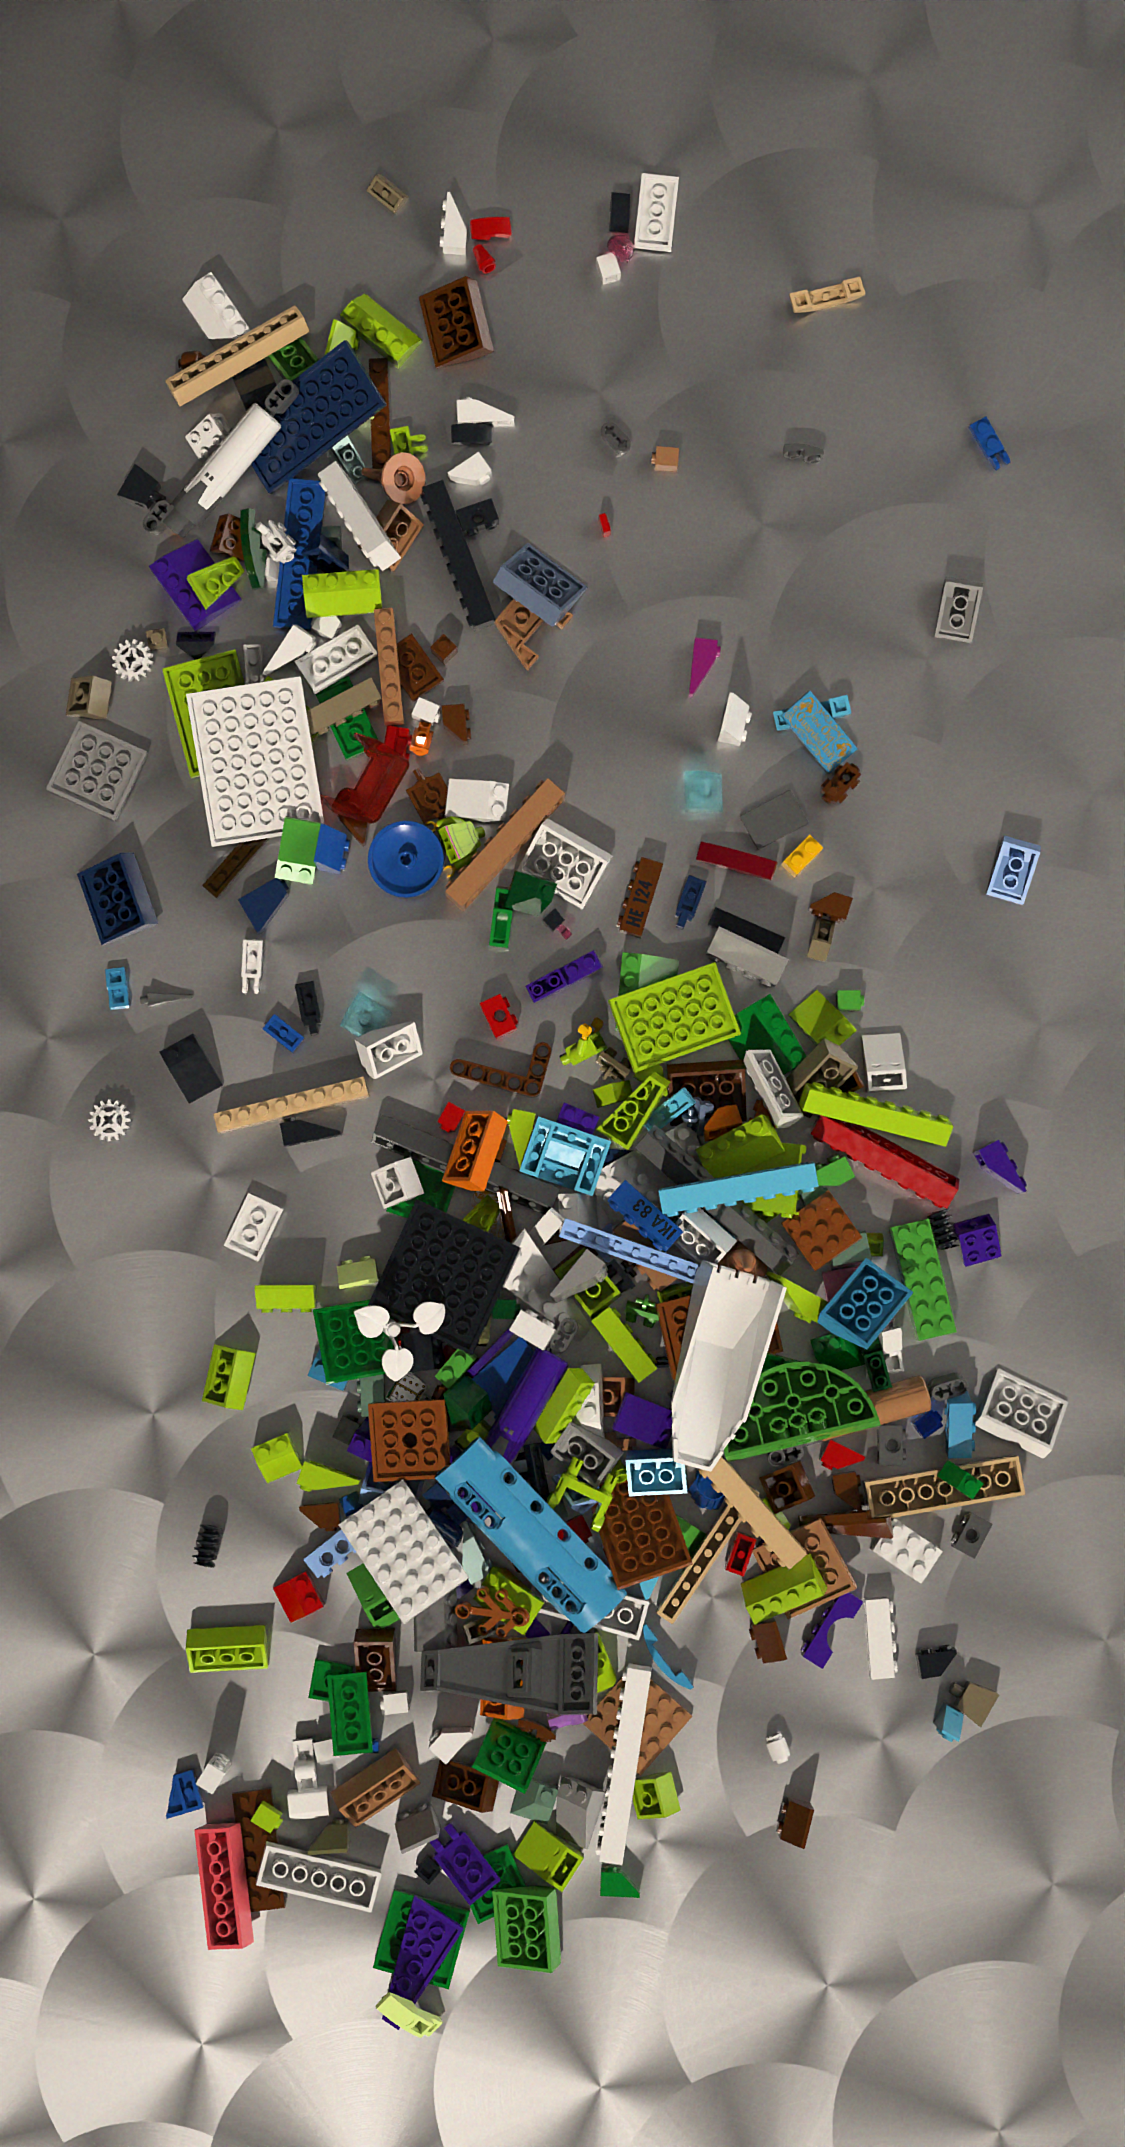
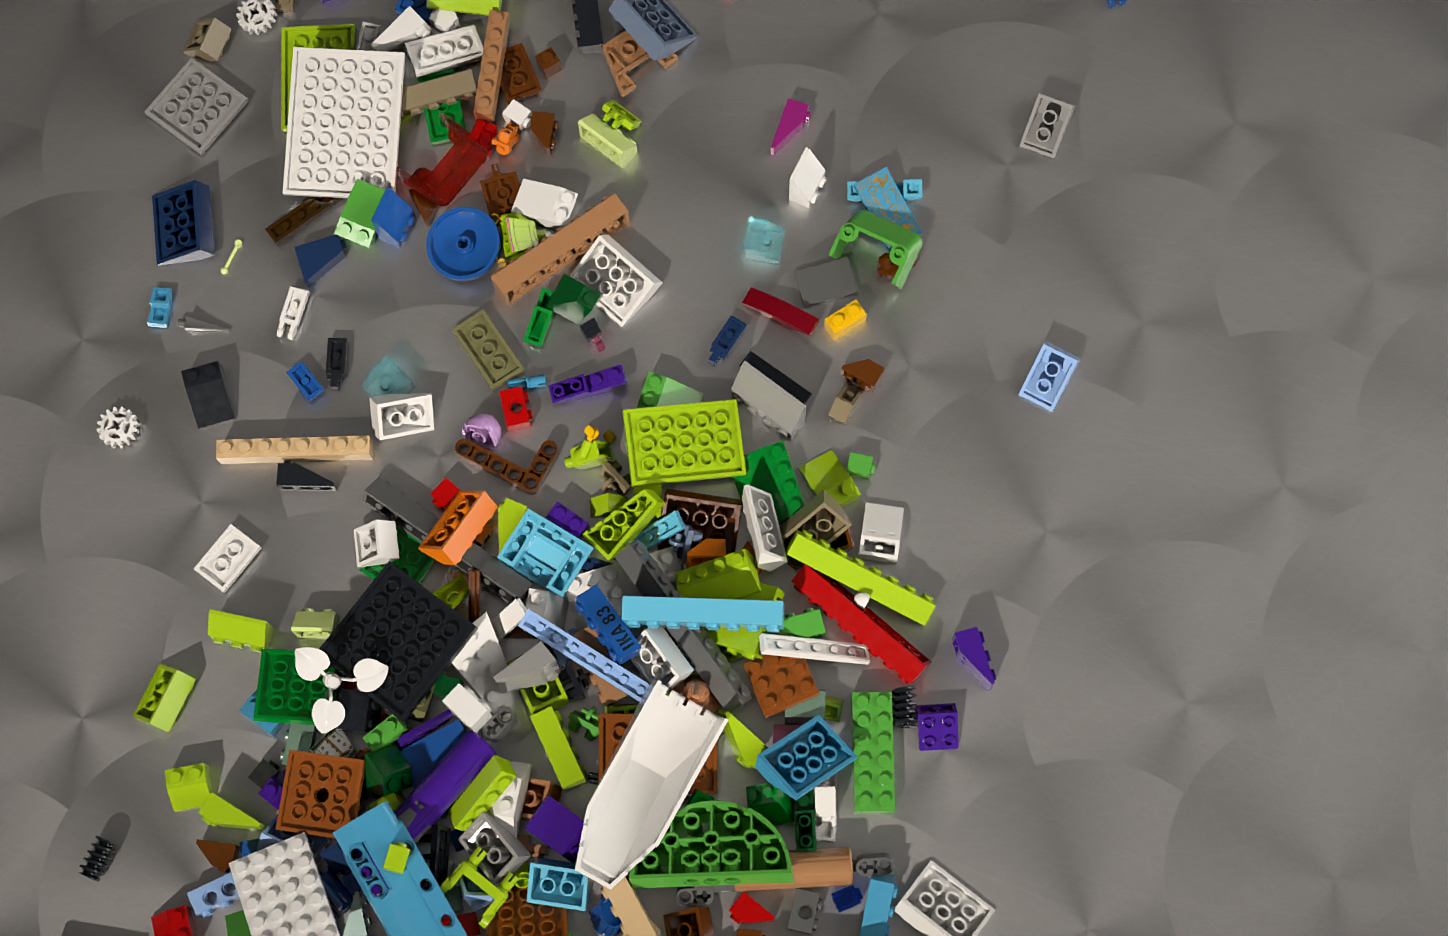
camera: 20 degrees right, 10 degrees down
(177, 905) = (238, 243): none -> yellowish green hinge
(195, 643) = (319, 12): black slope -> none
(456, 962) = (488, 350): none -> olive plate
(472, 1045) = (482, 430): none -> lavender cylinder
(503, 986) = (528, 382): none -> dark azure axle
(504, 1490) = (396, 858): none -> lime brick
(523, 718) = (607, 139): none -> yellowish green slope
(530, 689) = (621, 116): none -> lime hinge
(640, 898) = (679, 327): reddish brown brick -> none
(824, 759) = (905, 242): none -> bright green windscreen
(846, 1194) = (814, 649): none -> white tile
(883, 1137) = (861, 599): none -> white hinge

